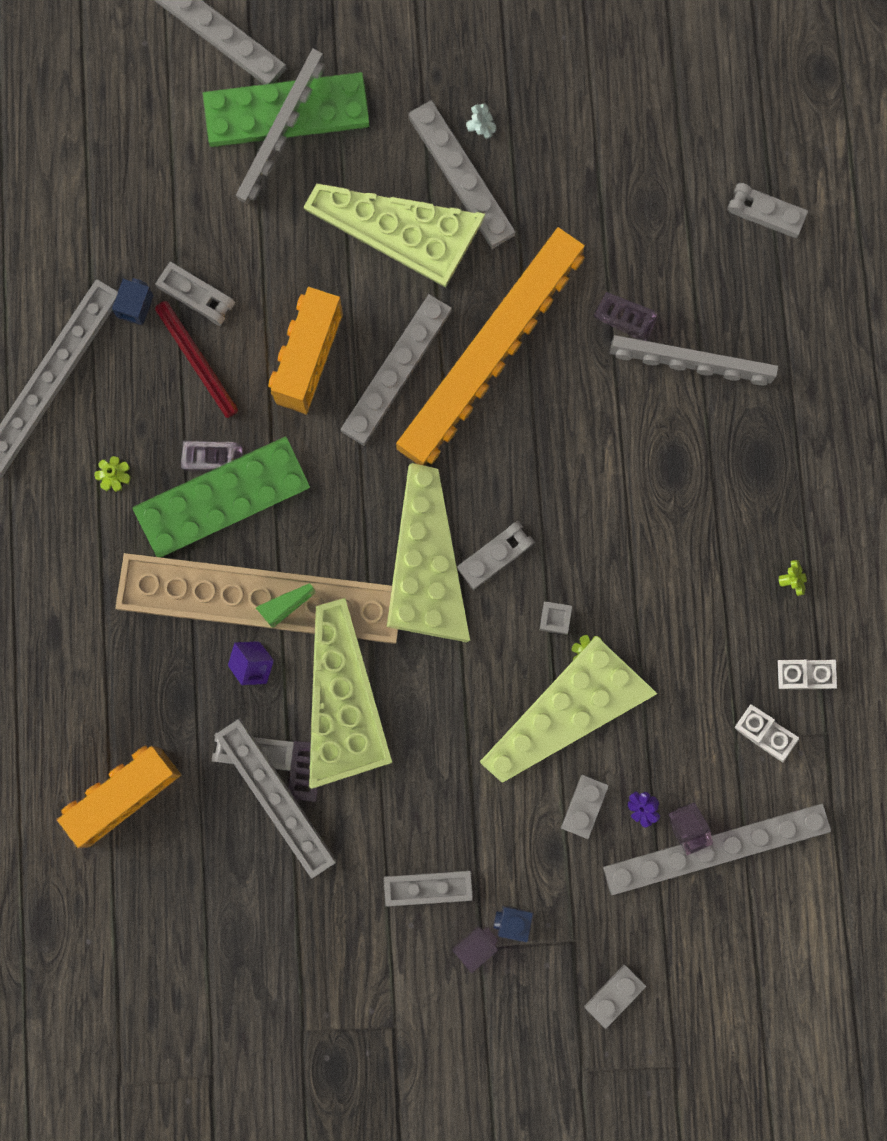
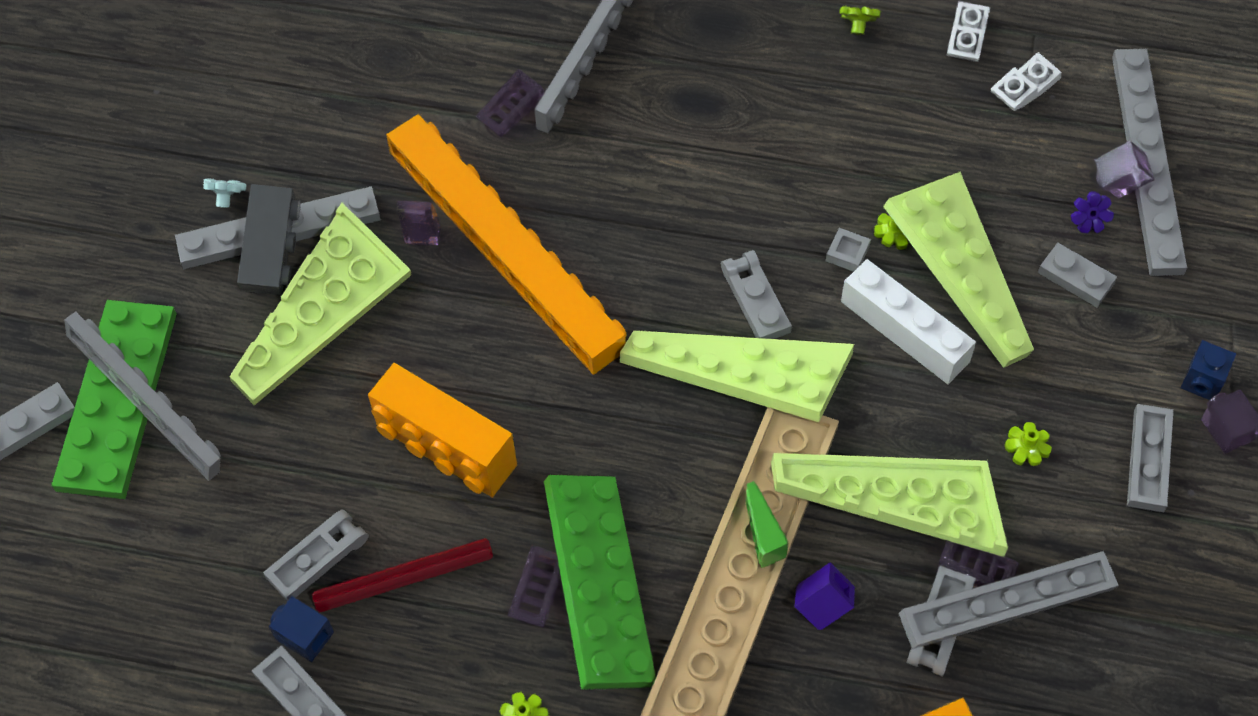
camera: 70 degrees left, 20 degrees down
(396, 370) = (496, 351): light grey plate -> none
(418, 800) = (1028, 444): none -> lime plant
(437, 170) = (268, 240): none -> dark grey brick
(486, 279) = (419, 222): none -> clear purple slope
(498, 677) = (907, 321): none -> white brick

